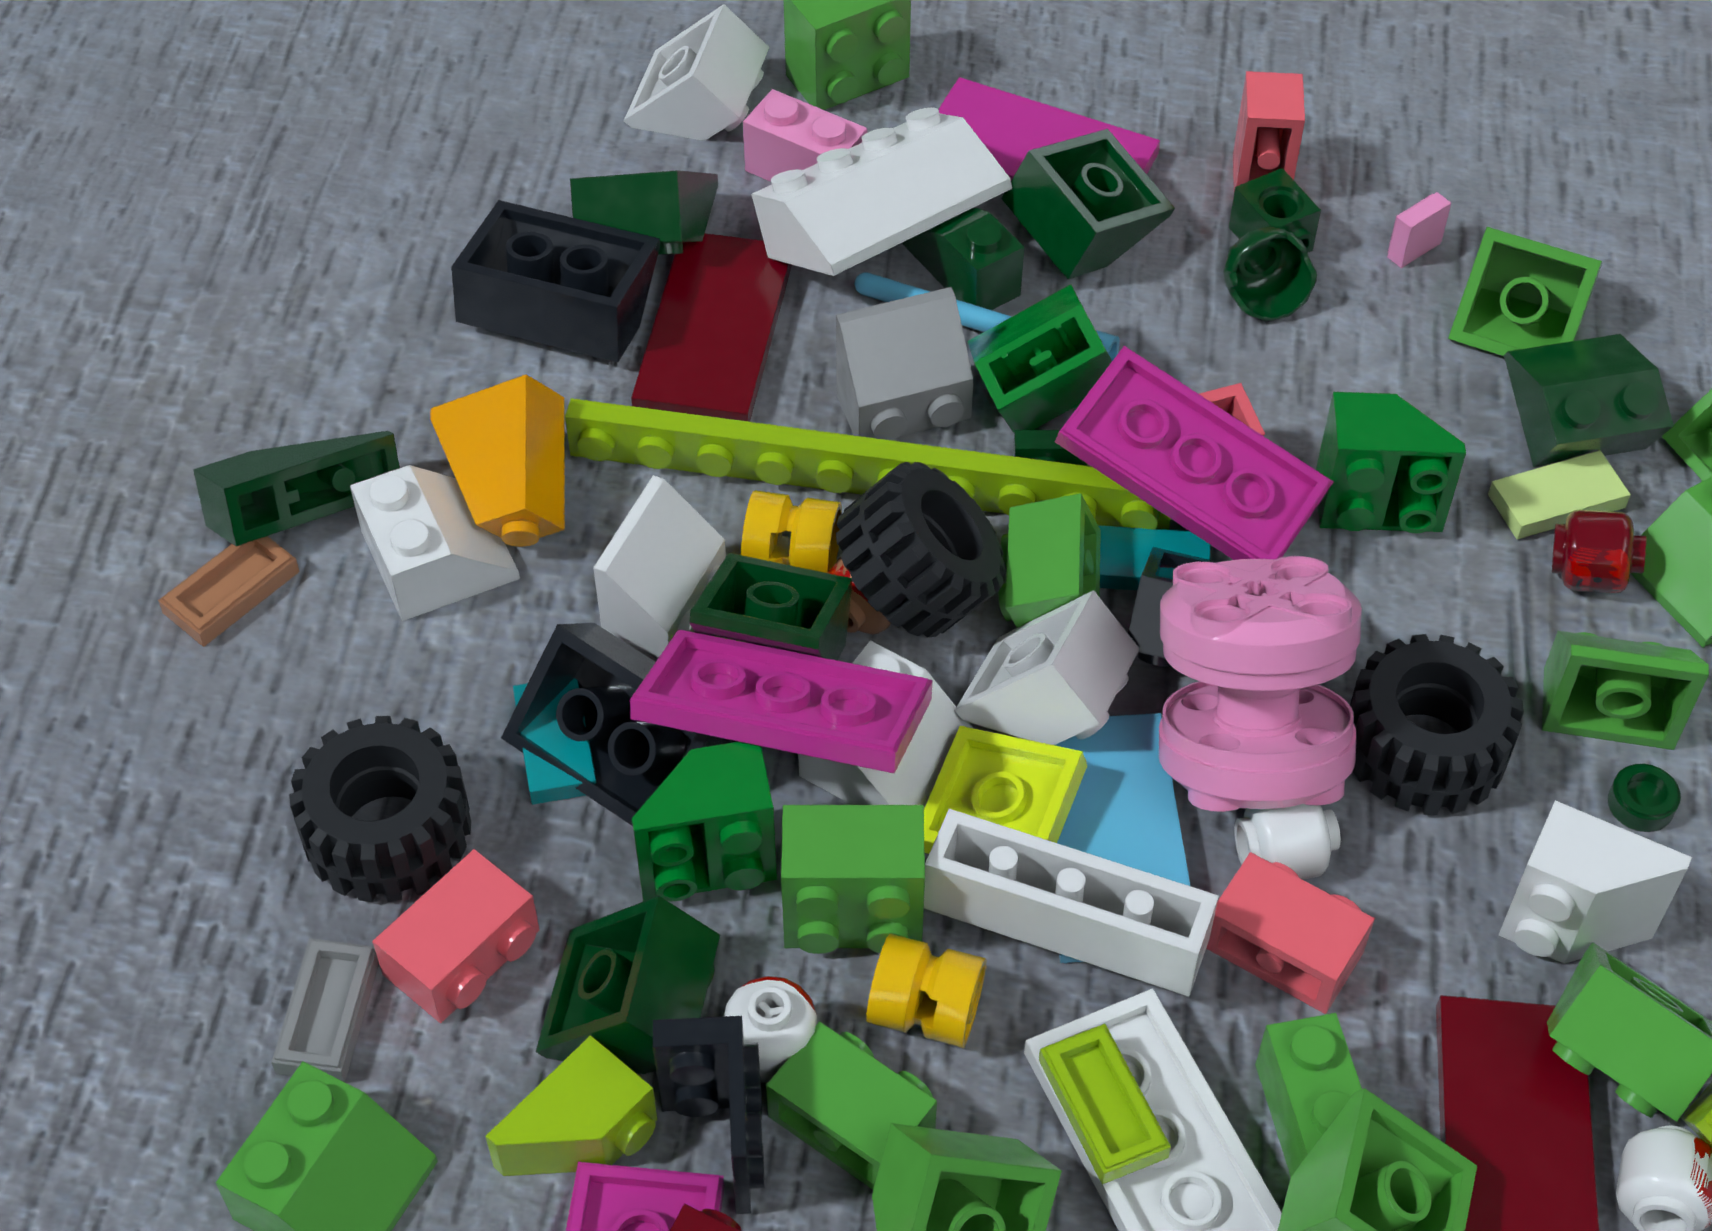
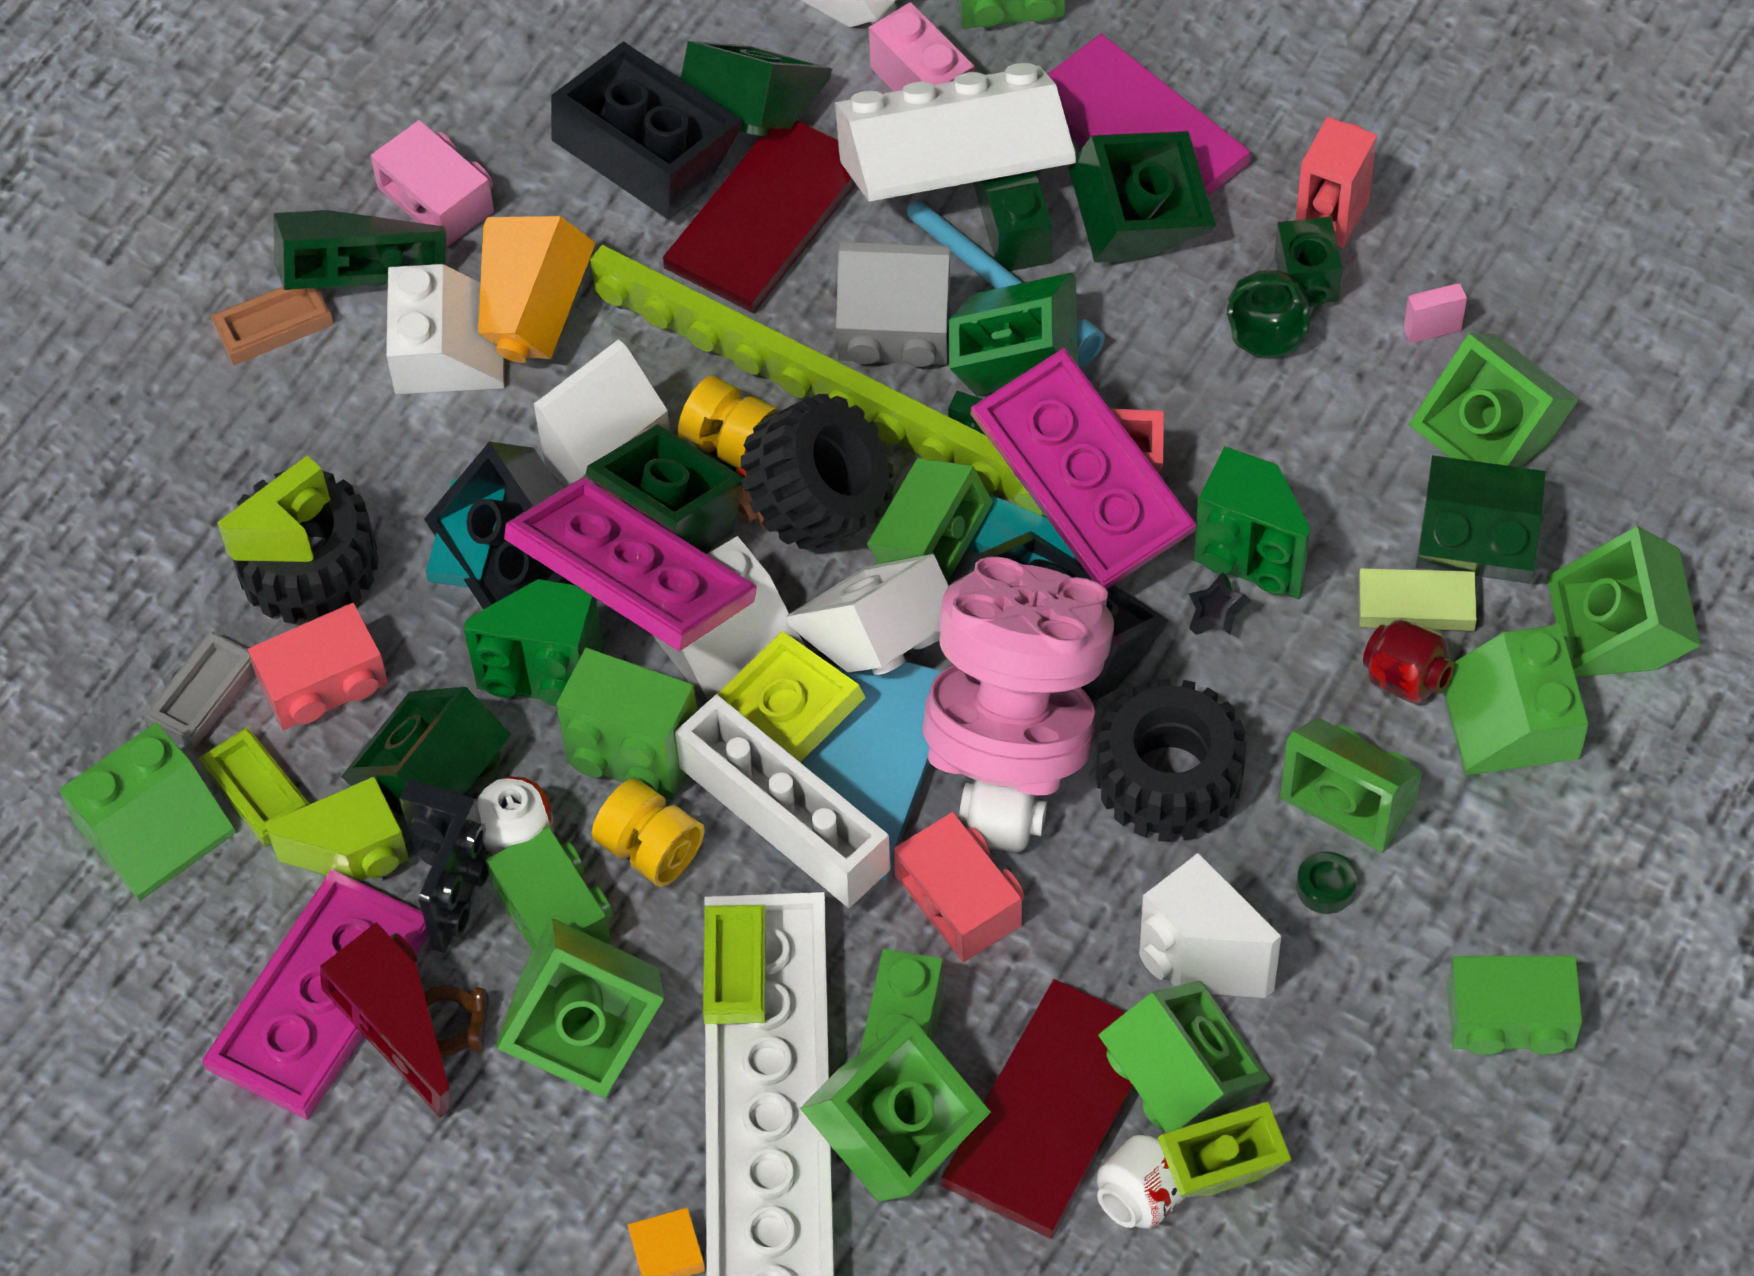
camera: 25 degrees right, 5 degrees up
(348, 392) = (433, 181): none -> bright pink brick
(354, 781) = (268, 522): none -> lime slope
(438, 1097) = (251, 782): none -> lime tile
(1377, 561) = (1216, 606): none -> black piece

